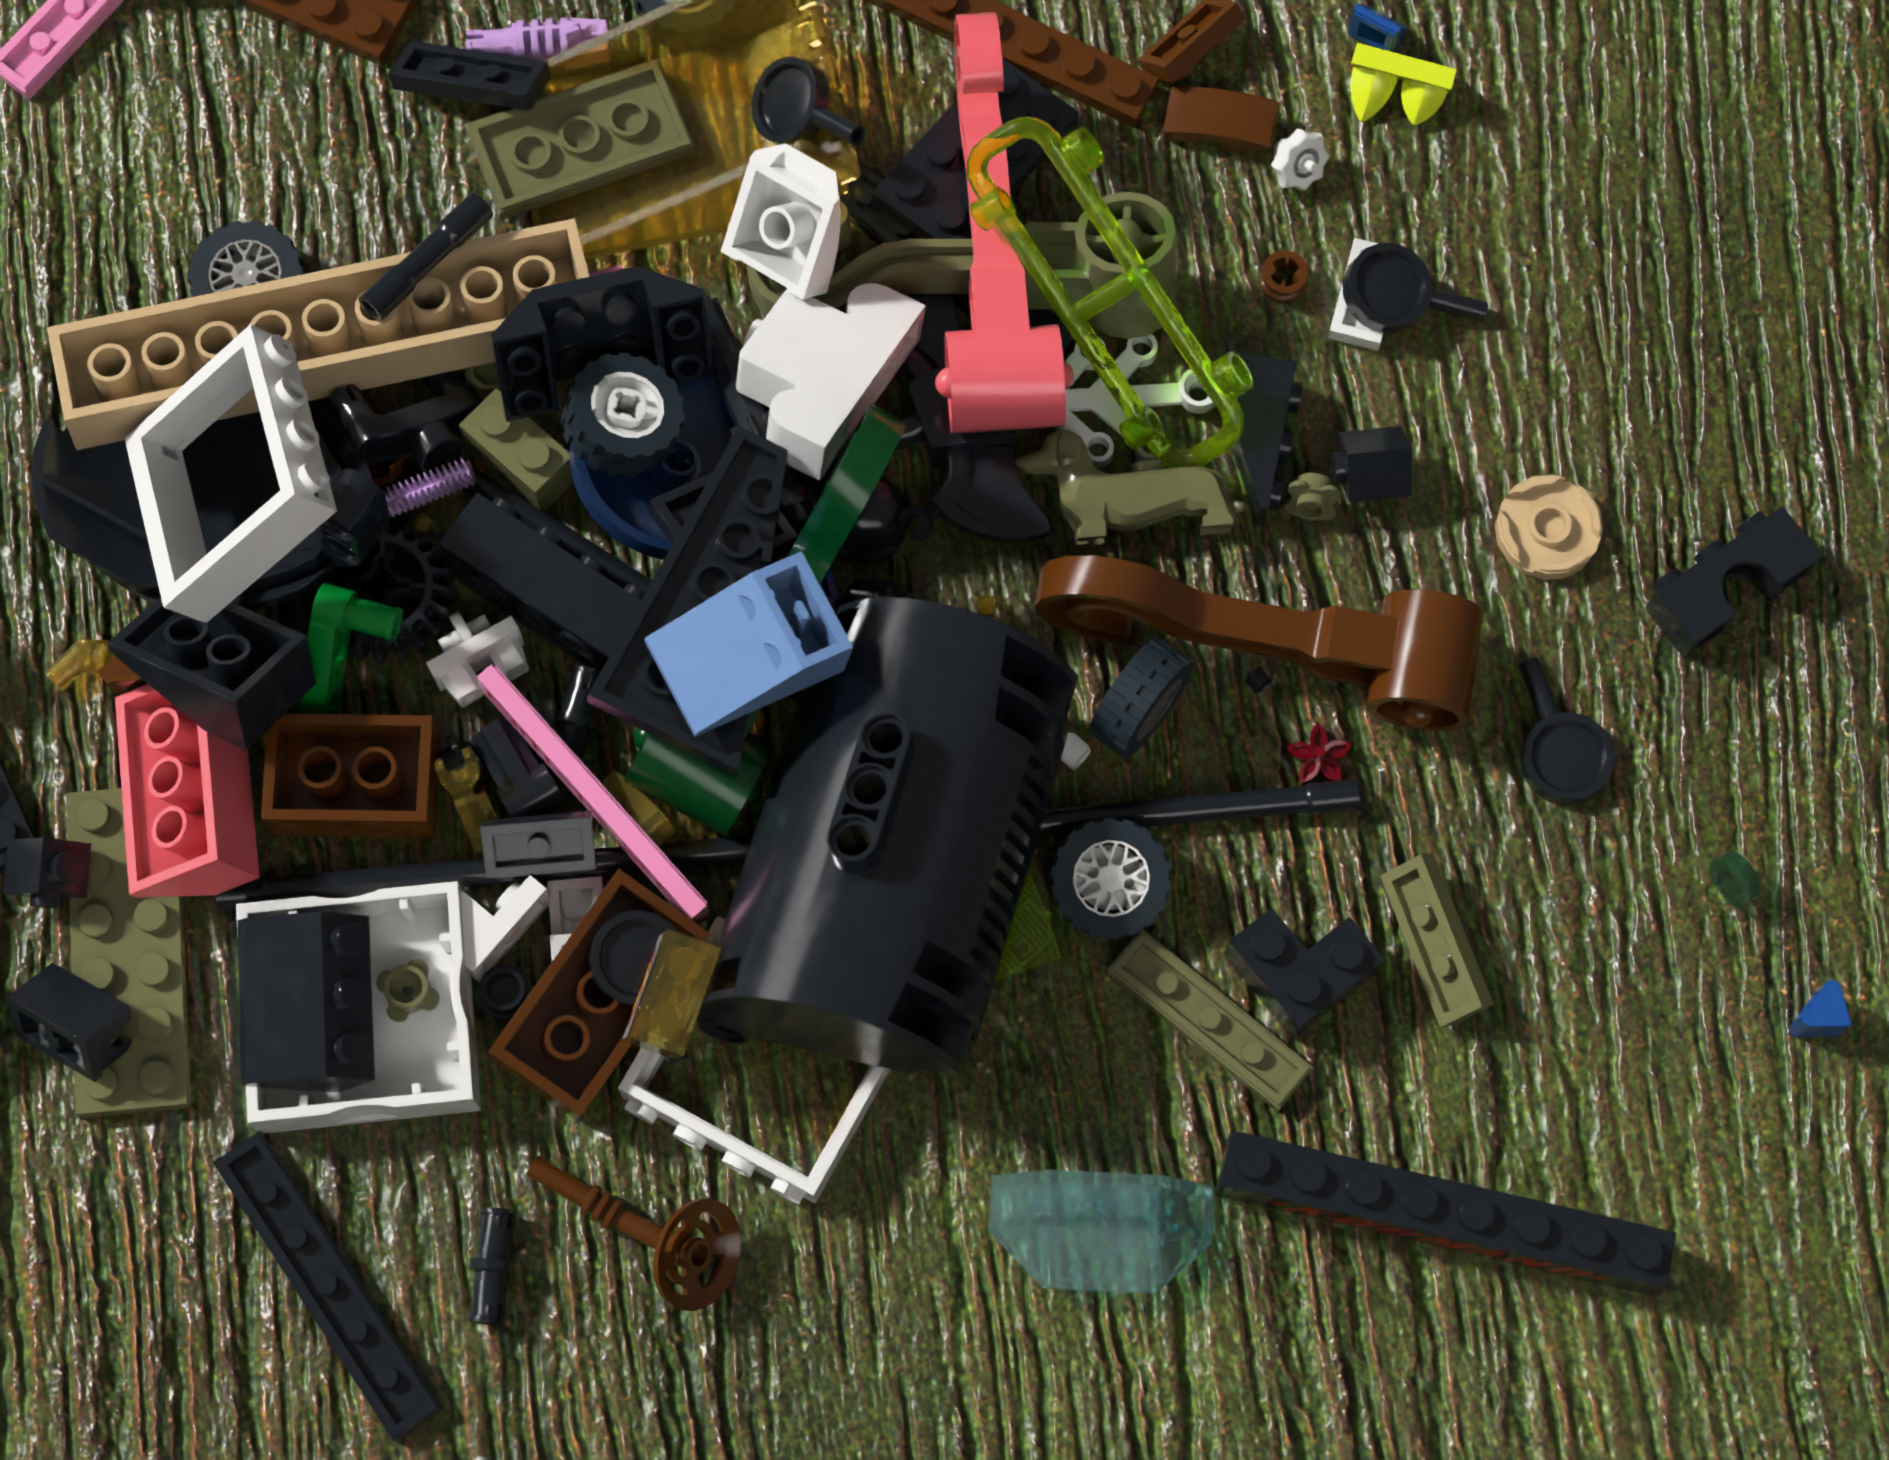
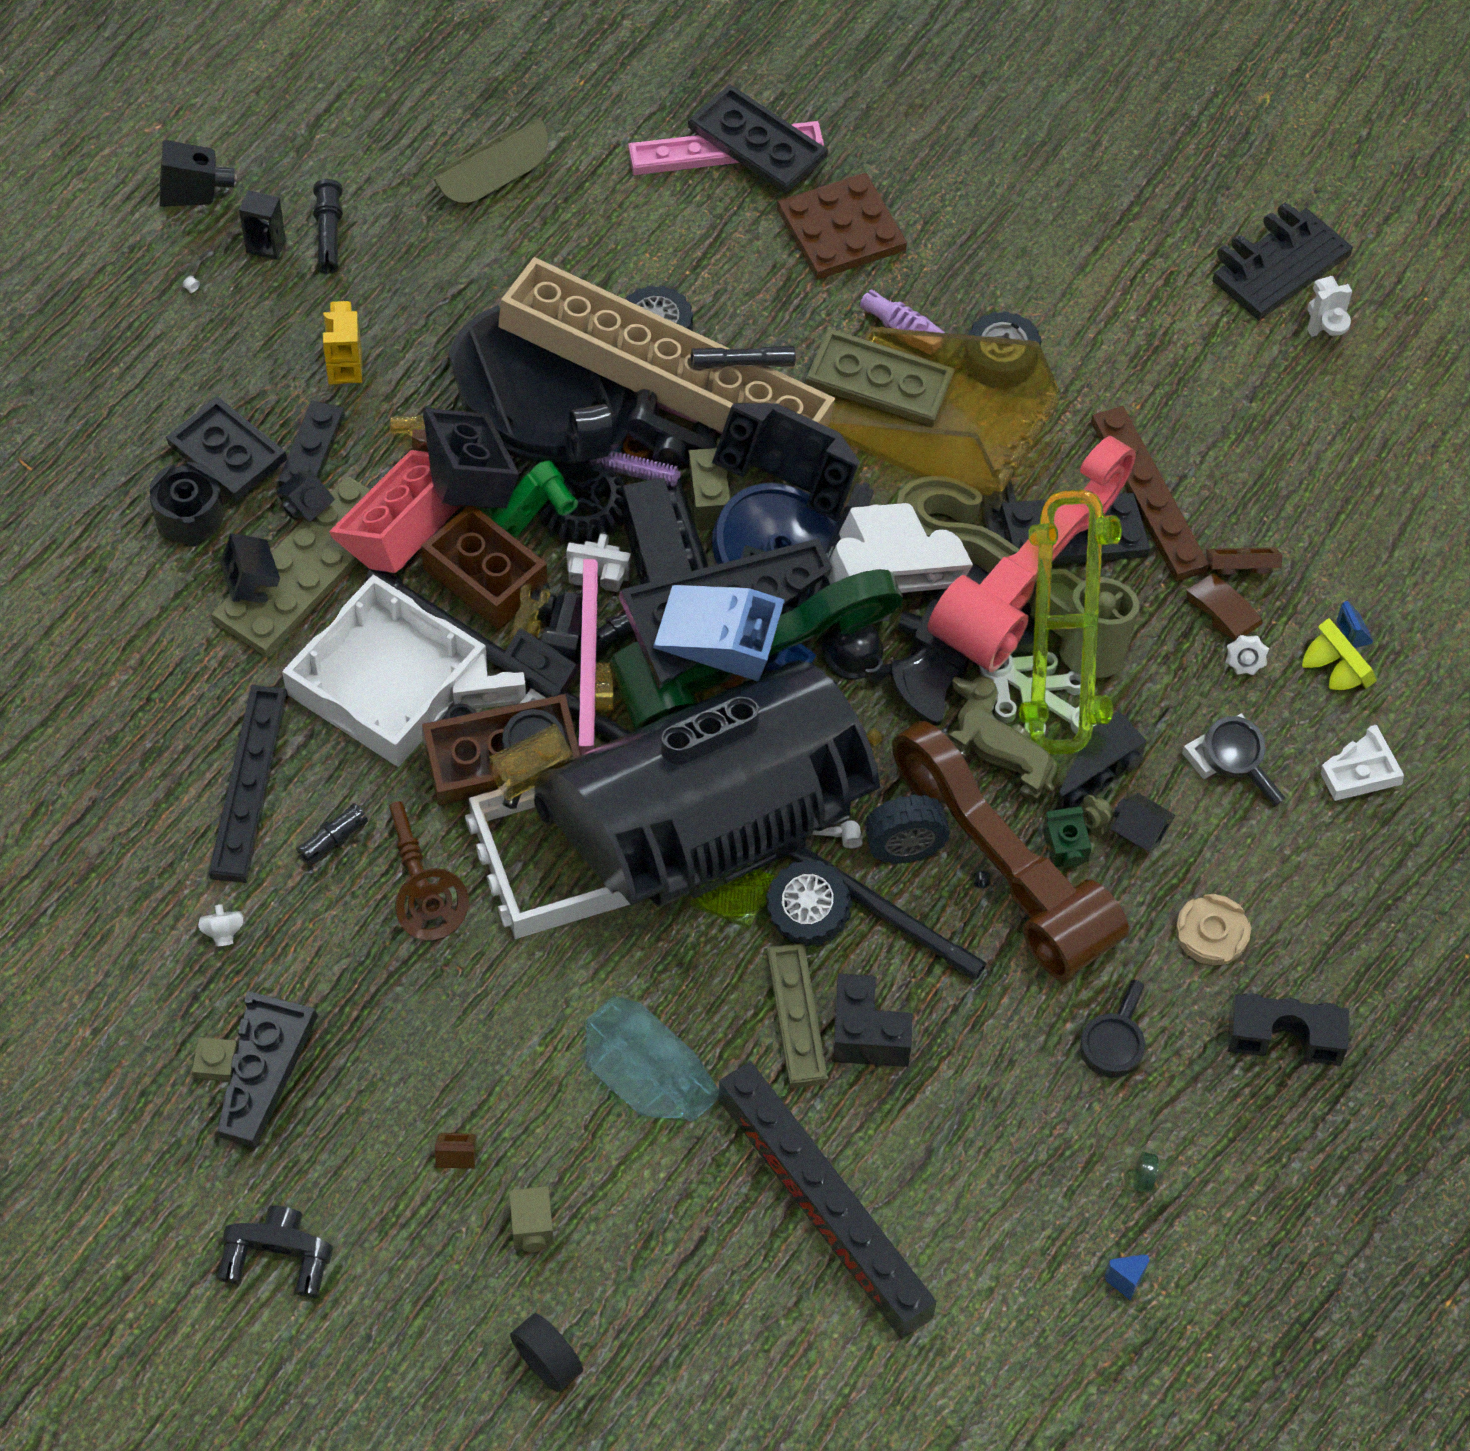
camera: 40 degrees right, 15 degrees down
(186, 575) = (507, 403): white window -> none
(306, 1001) = (361, 641): black slope -> none
(412, 975) = (414, 673): olive plate -> none
(470, 75) = (852, 308): black plate -> none
(622, 415) = (755, 496): black wheel -> none
(787, 220) = (935, 469): white slope -> none
(794, 103) = (1002, 432): black piece -> none
(1284, 260) = (1195, 703): reddish brown bush -> none
(1309, 572) = (1067, 837): none -> dark green brick
(1319, 755) = (980, 939): dark red plant -> none
(1436, 940) = (952, 1070): olive plate -> none
(1535, 195) = (1362, 767): none -> white wing

